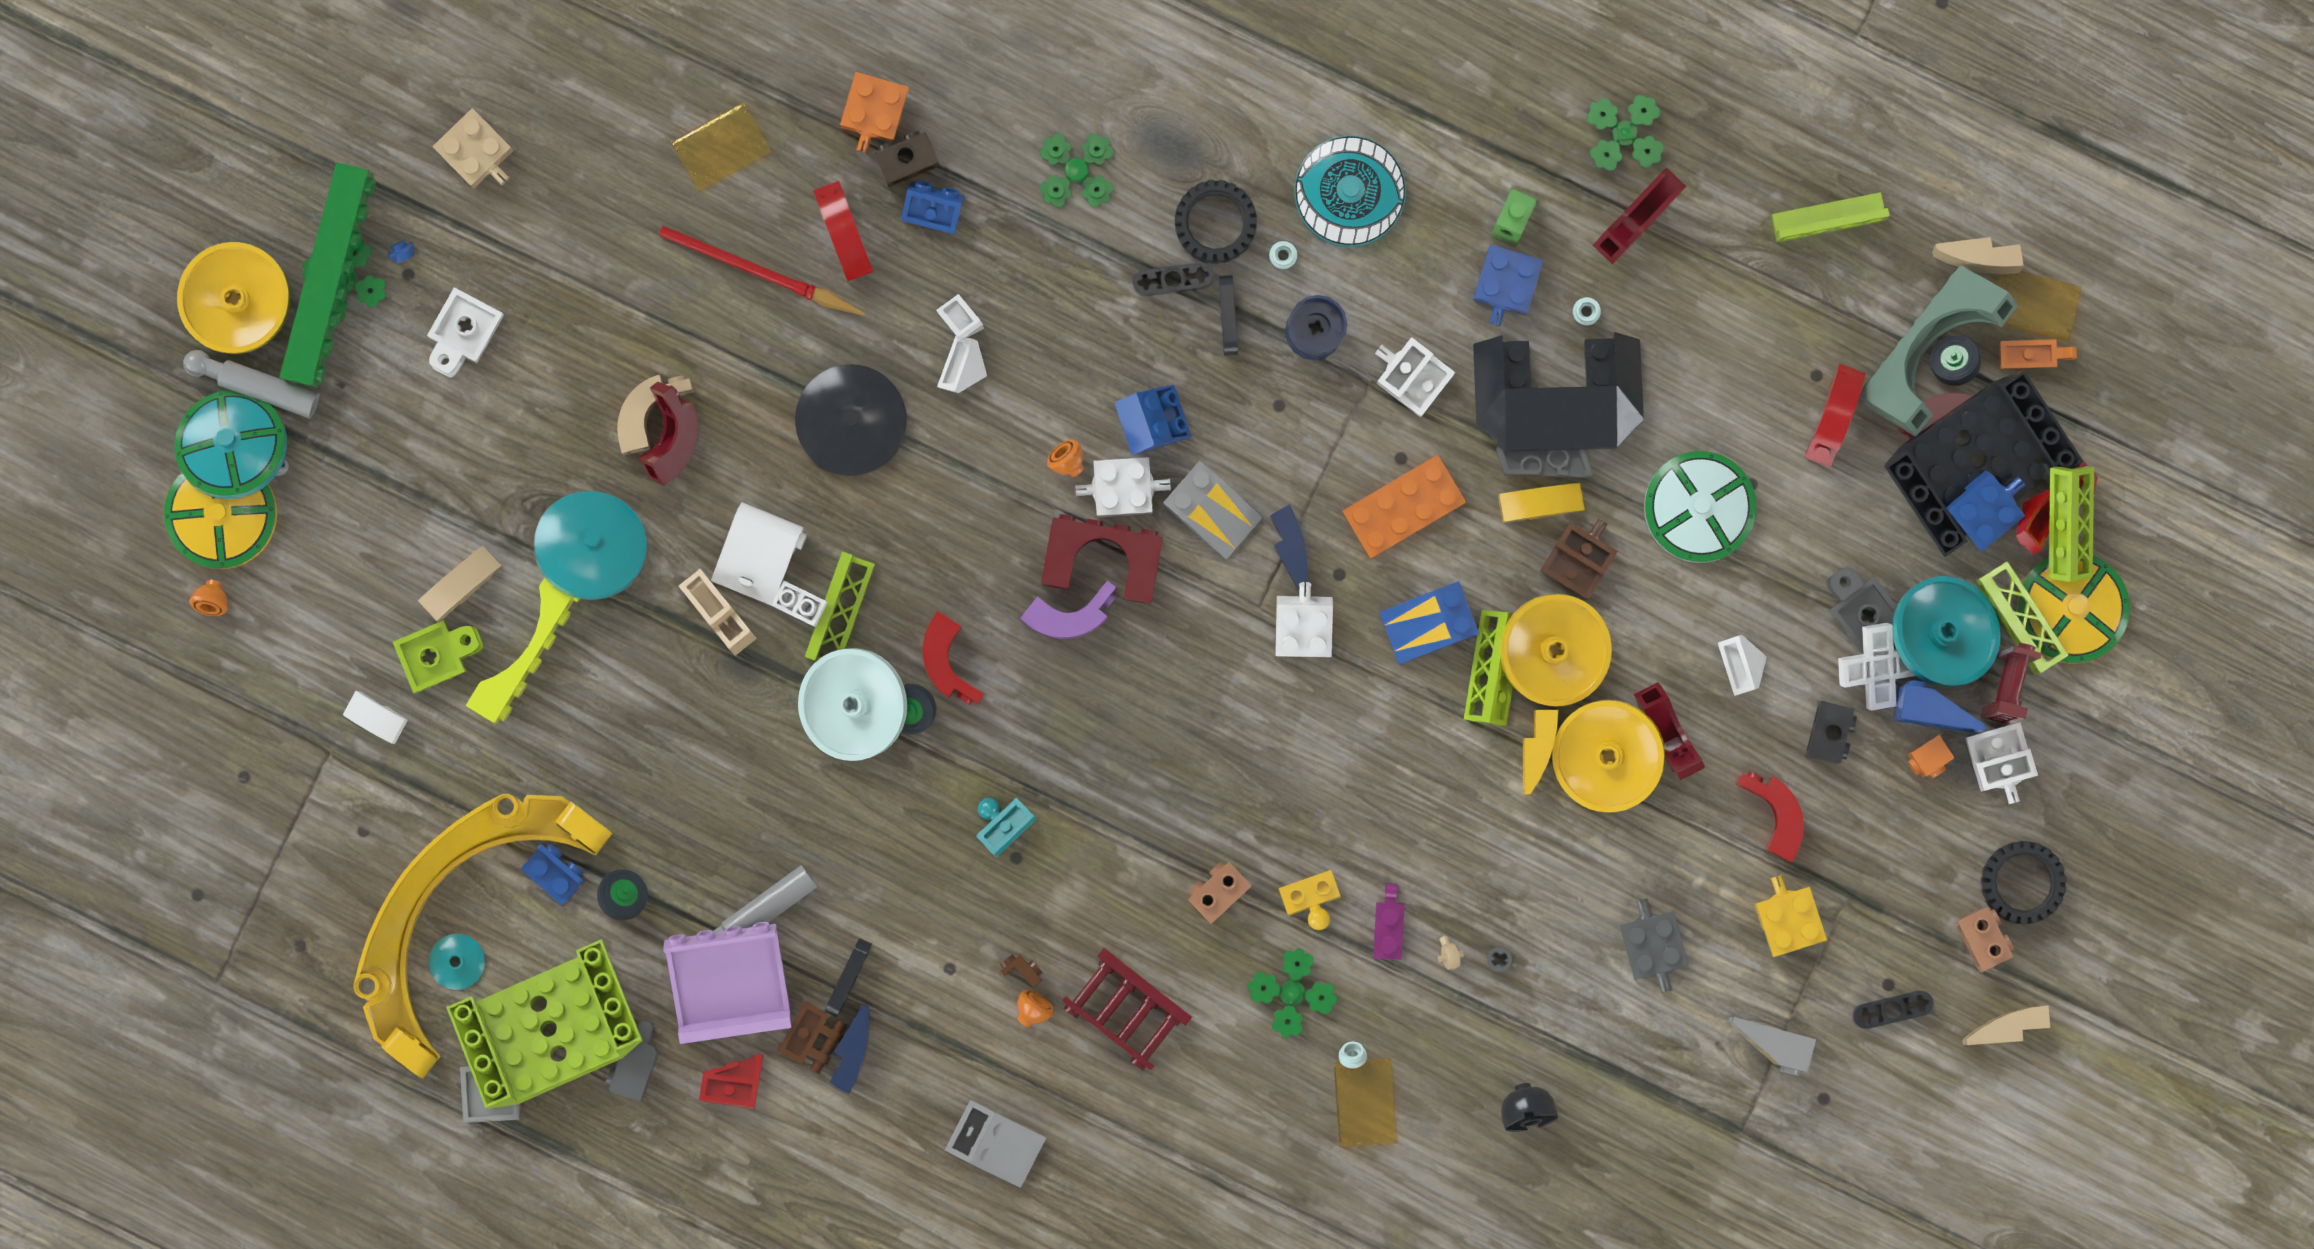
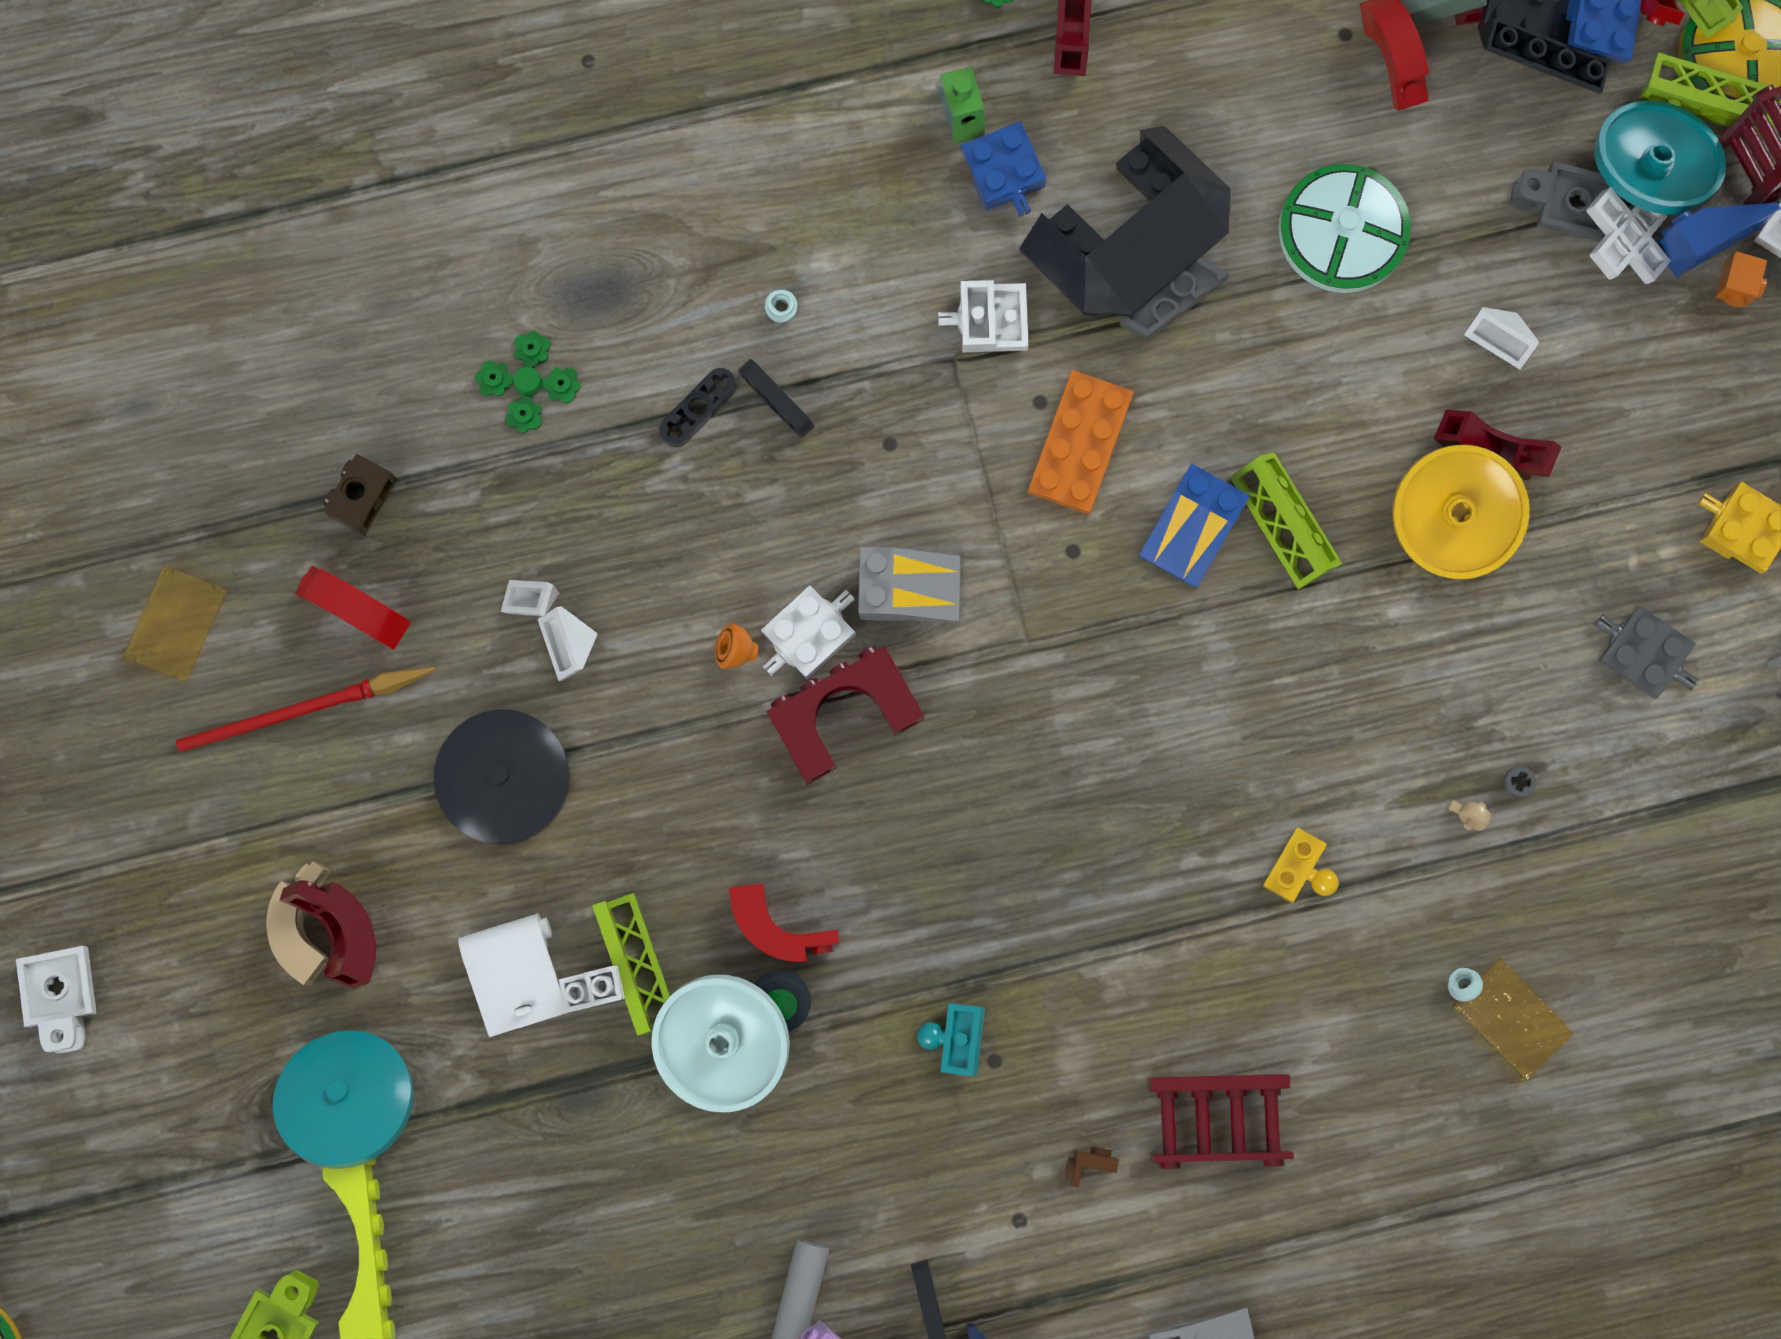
camera: 40 degrees left, 5 degrees down
(459, 583) = (244, 1242): tan slope -> none
(717, 612) = (519, 1062): tan slope -> none
(874, 109) = (292, 474): orange plate -> none
(932, 206) = (419, 519): blue bracket -> none
(1033, 1008) = (1131, 1192): orange brick -> none
(1069, 625) = (851, 809): medium lavender arch -> none
(1152, 419) = (784, 547): blue slope -> none
(1222, 895) = (1219, 935): nougat brick -> none
(1227, 190) = (694, 286): black tyre -> none
(1292, 547) = (1011, 560): dark blue slope -> none
(1292, 992) = (1359, 972): green plant -> none
(1304, 625) = (1081, 620): white plate -> none
(1323, 313) = (870, 325): dark blue wheel -> none
(1350, 191) = (794, 202): dish -> none
(1389, 926) = (1393, 834): magenta plate -> none
(1527, 1108) = (1668, 897): black cylinder -> none
(1538, 749) = (1390, 559): yellow slope -> none
(1541, 502) = (1200, 338): yellow slope -> none
(1555, 650) = (1330, 455): yellow dish -> none
(1579, 559) = (1279, 358): reddish brown plate -> none
(1590, 303) = (1100, 130): light aqua plate -> none
(1787, 813) = (1664, 435): red arch -> none
(1819, 745) = (1632, 348): black brick -> none

